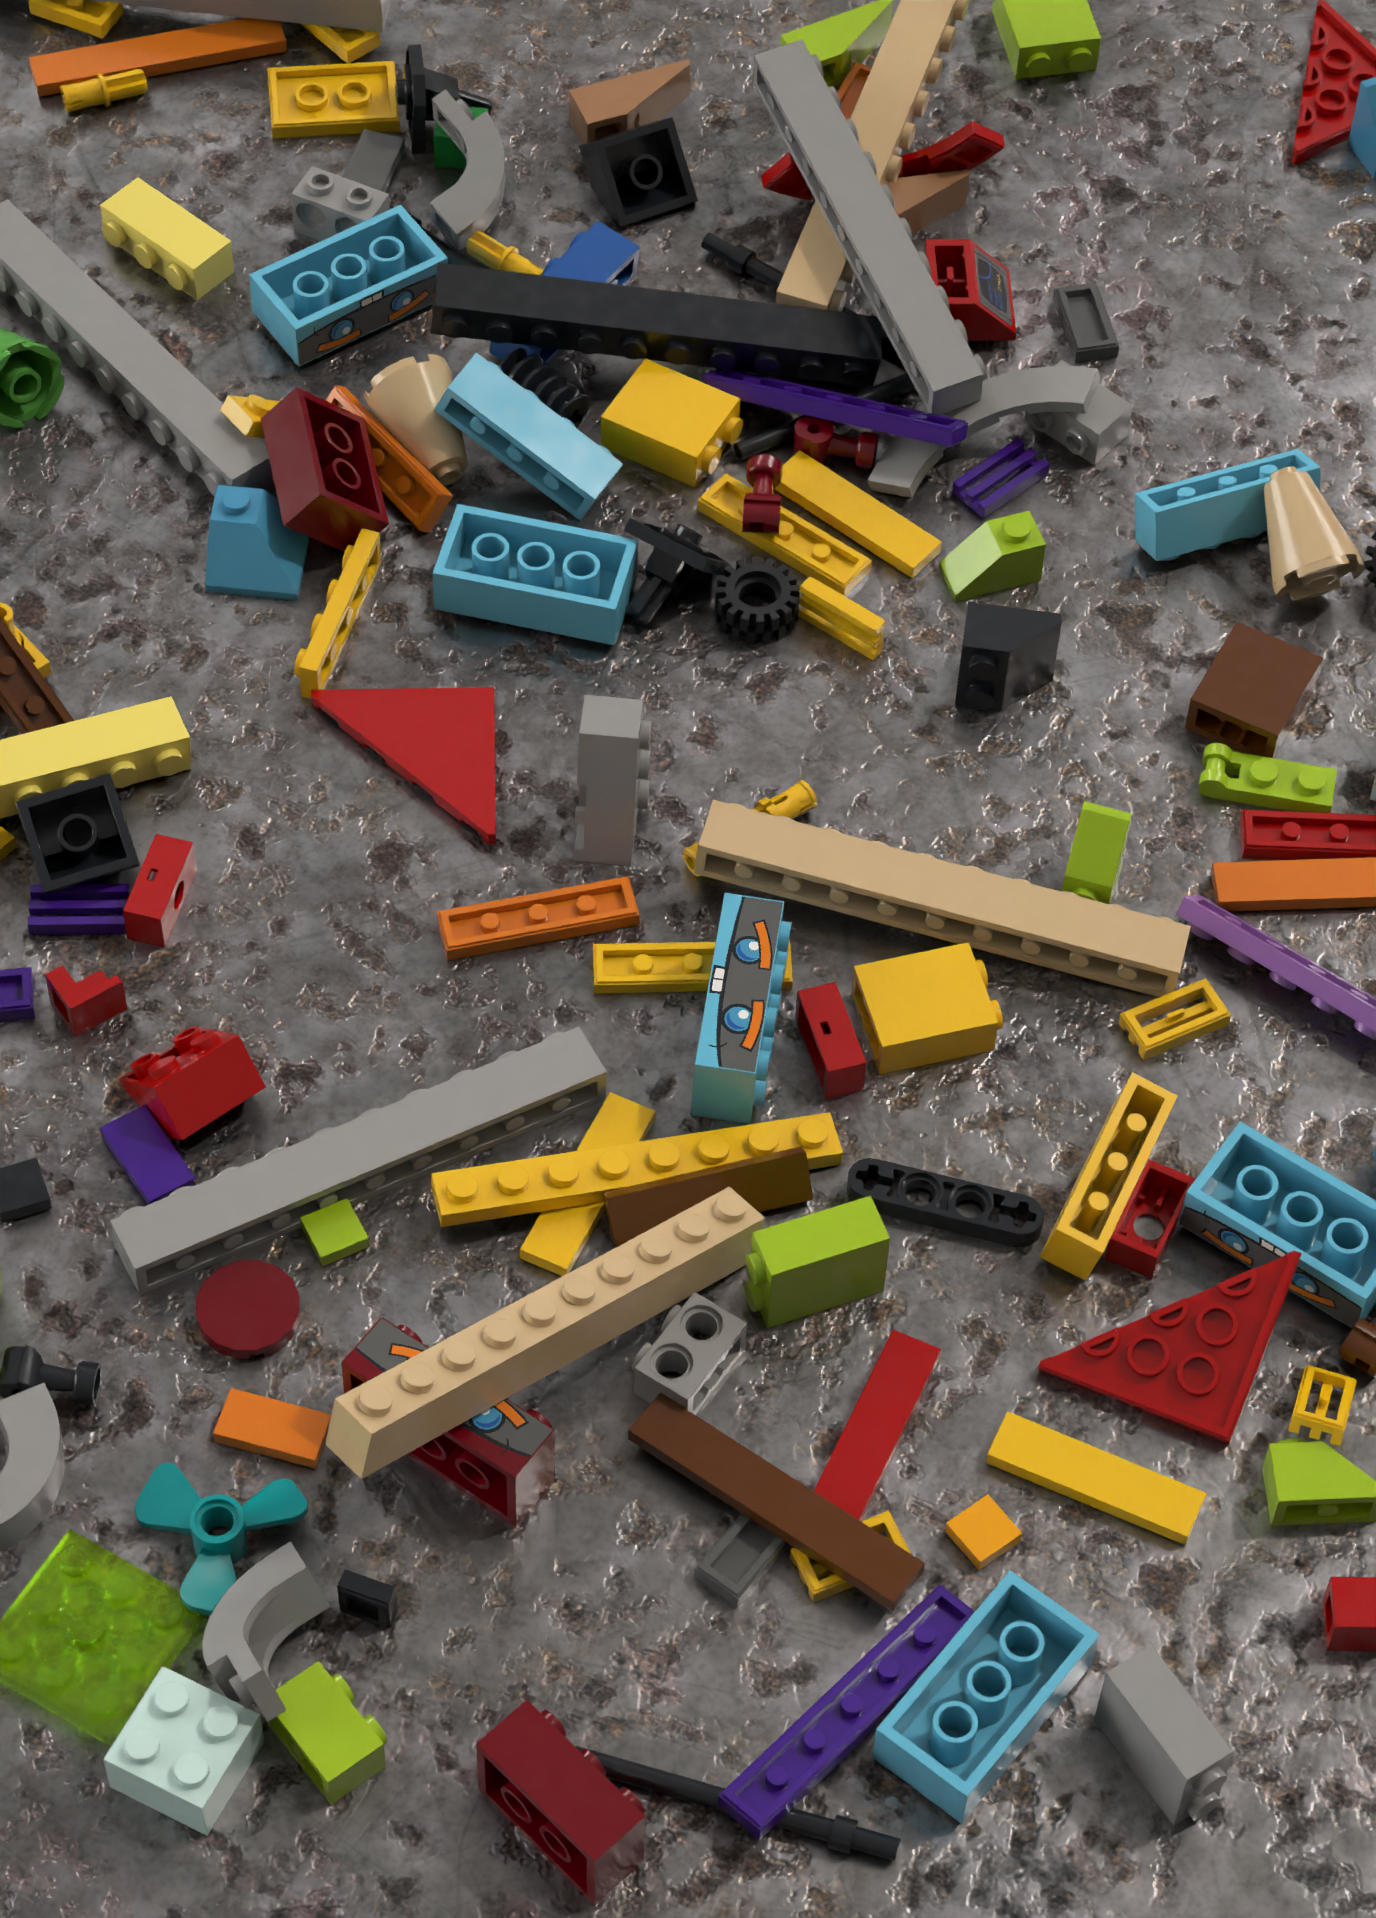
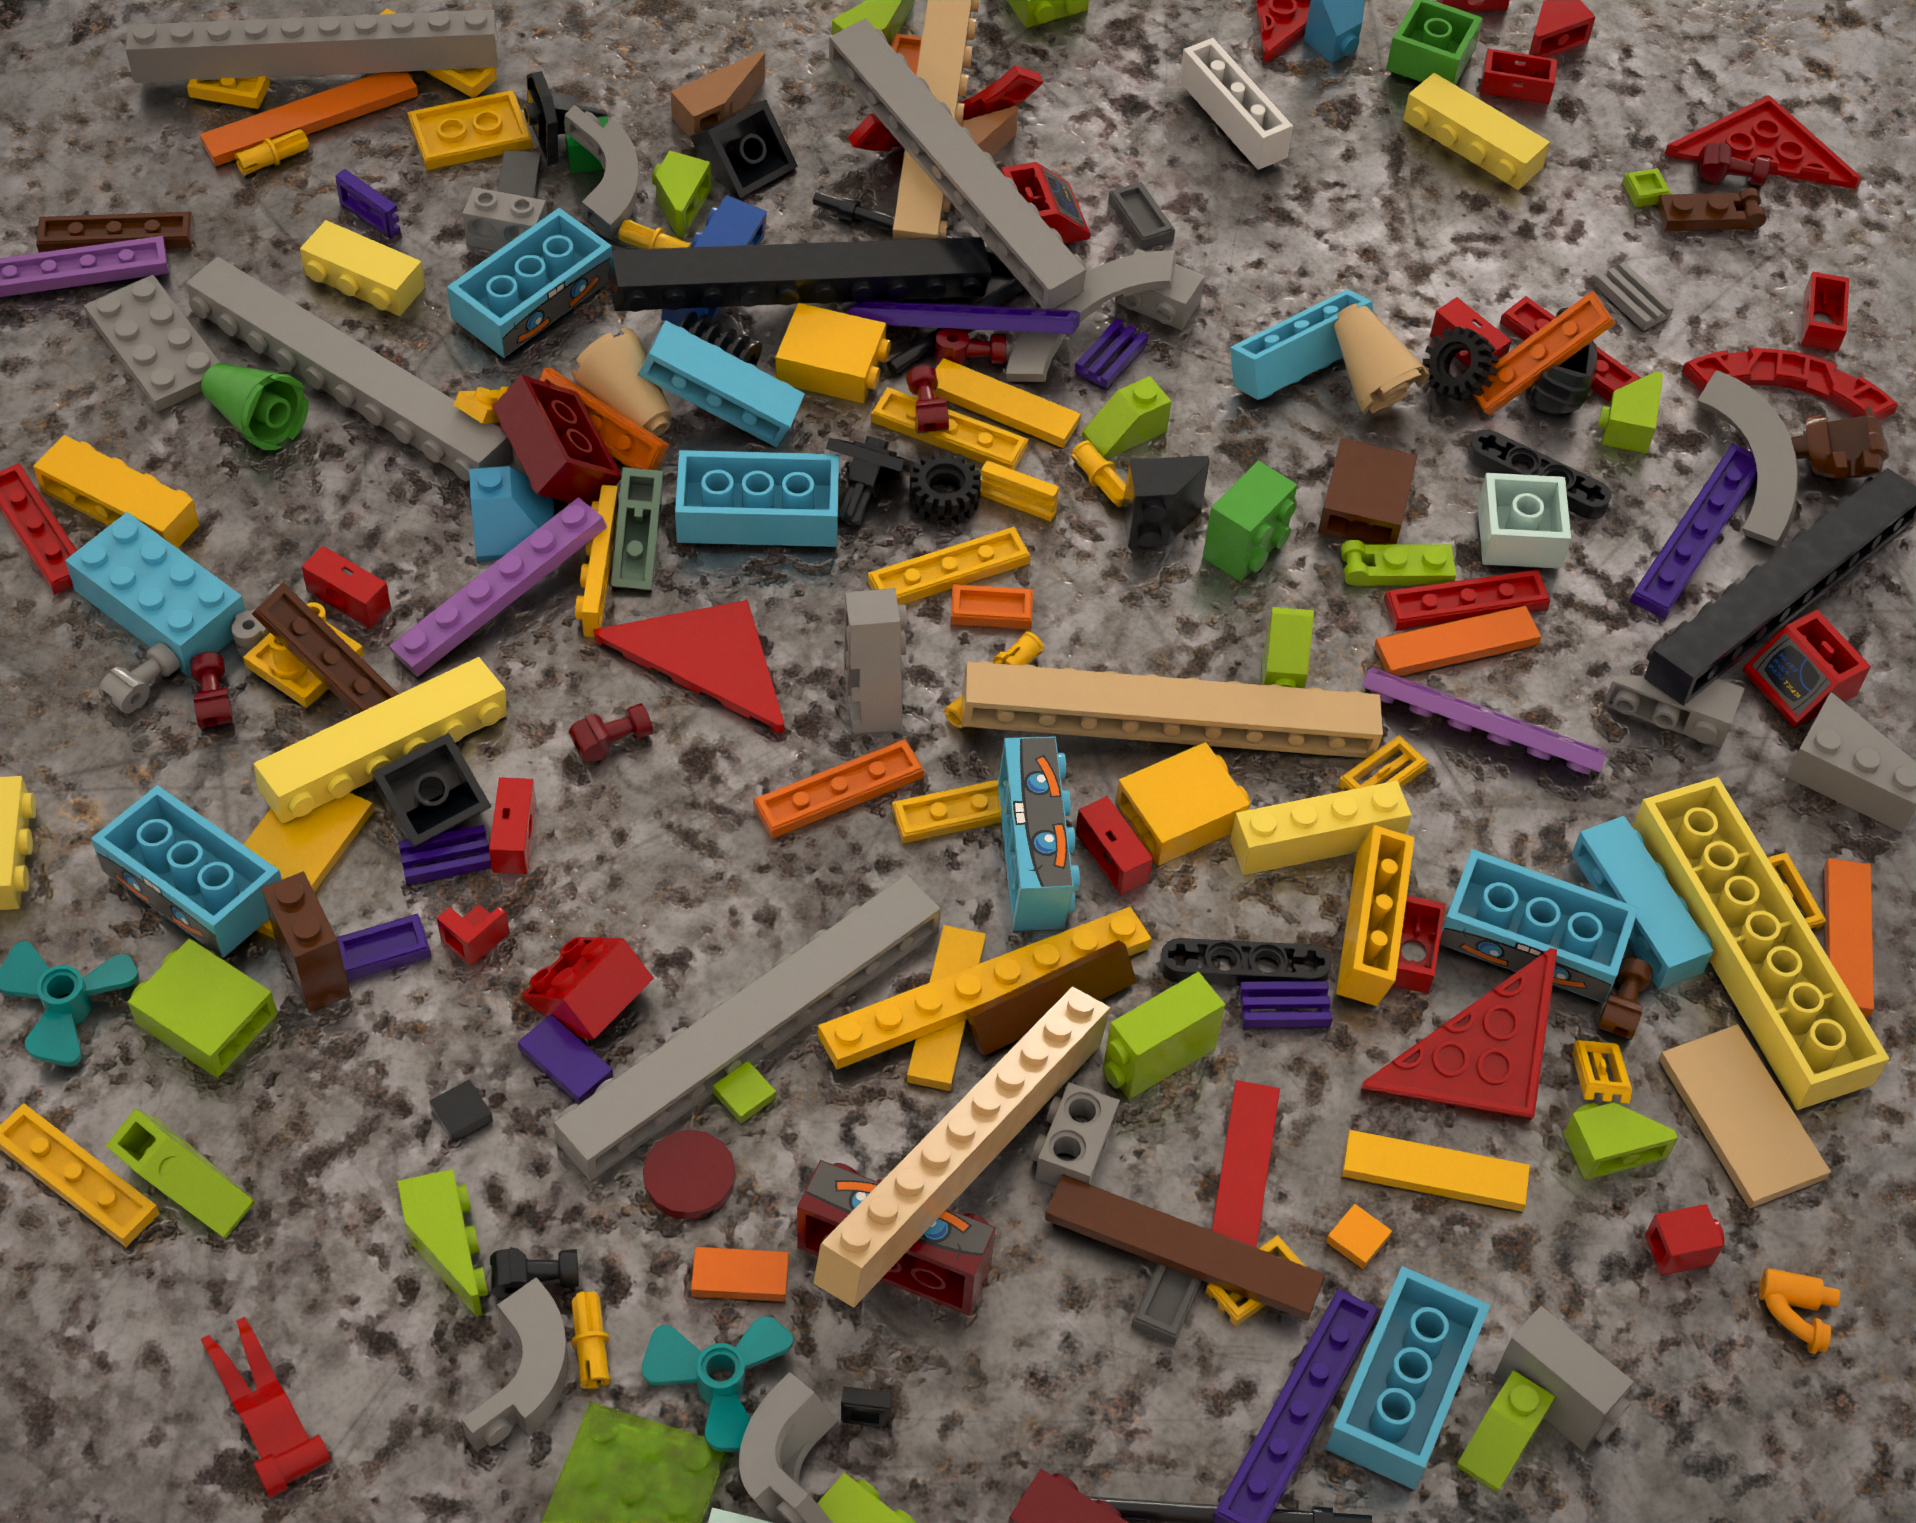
camera: 15 degrees left, 0 degrees up
(60, 603) = (357, 595): none -> red piece
(88, 1464) = (590, 1340): none -> yellow axle
(192, 166) = (367, 203): none -> dark purple tile
(216, 622) = (497, 586): none -> medium lavender plate
(278, 808) = (594, 736): none -> dark red leg
(391, 584) = (637, 528): none -> sand green slope
(554, 205) = (681, 188): none -> lime slope
(737, 692) = (952, 565): none -> yellow tile
(773, 745) = (991, 606): none -> orange tile
(944, 611) = (1100, 471): none -> yellow axle
(978, 1249) = (1285, 997): none -> dark purple tile
(1071, 1063) = (1315, 827): none -> light yellow brick
(1084, 1780) = (1505, 1431): none -> lime slope
(1098, 699) = (1250, 521): none -> bright green brick
(1234, 208) = (1235, 103): none -> white brick

